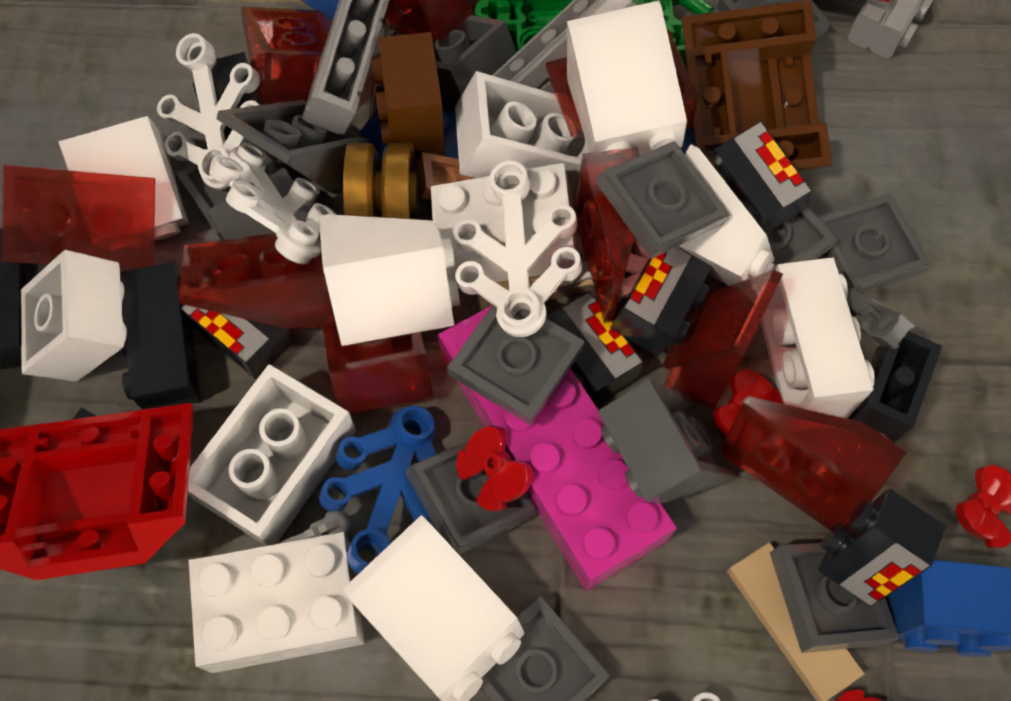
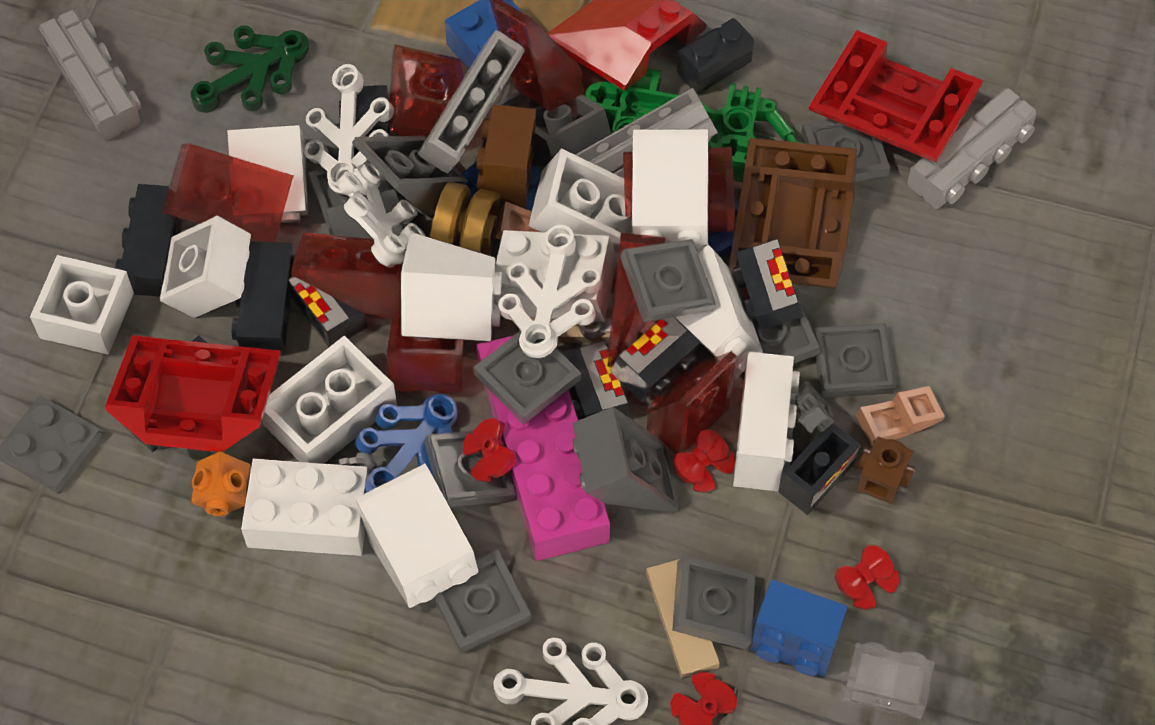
camera: 15 degrees right, 5 degrees down
(119, 38) = (251, 66): none -> dark green plant
(153, 603) = (220, 484): none -> orange brick
(811, 457) = (731, 504): clear red slope -> none
(880, 547) = (747, 567): black brick -> none
(947, 297) = (902, 416): none -> nougat slope
(969, 367) = (885, 469): none -> reddish brown brick

